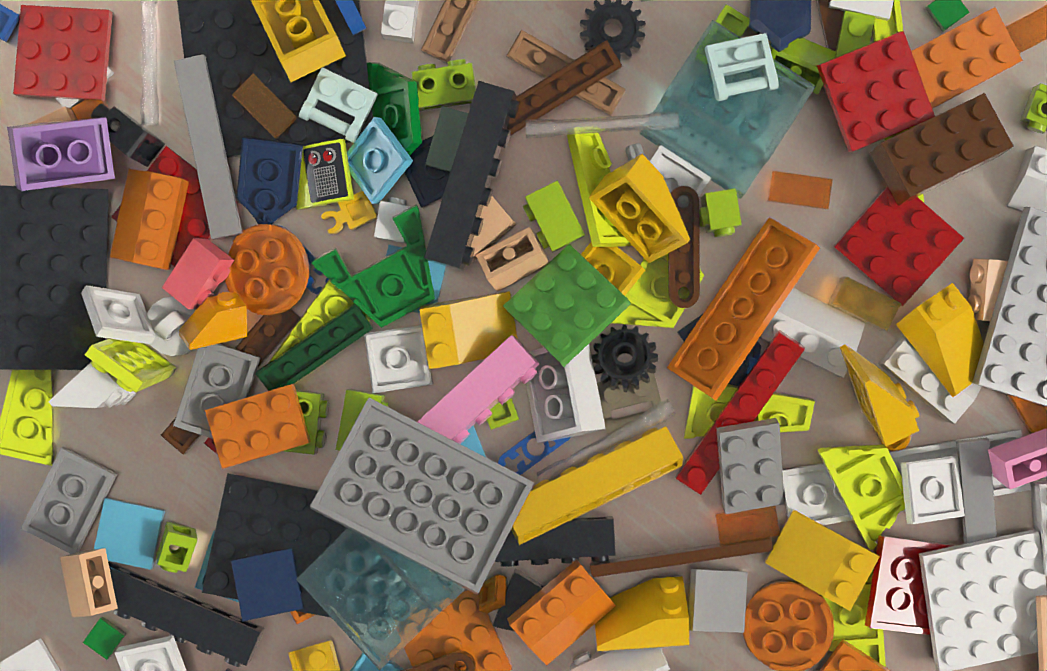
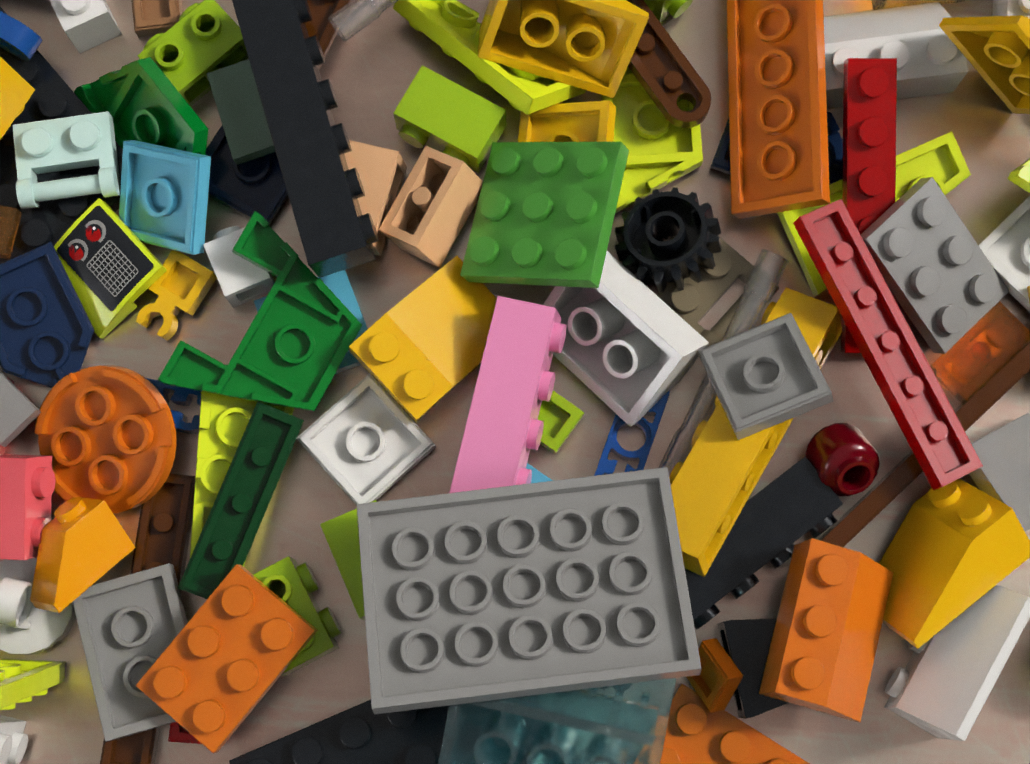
camera: 30 degrees left, 10 degrees down
(618, 467) = (765, 376): none -> light grey tile
(632, 532) = (843, 458): none -> dark red head
(692, 492) = (887, 344): none -> plate

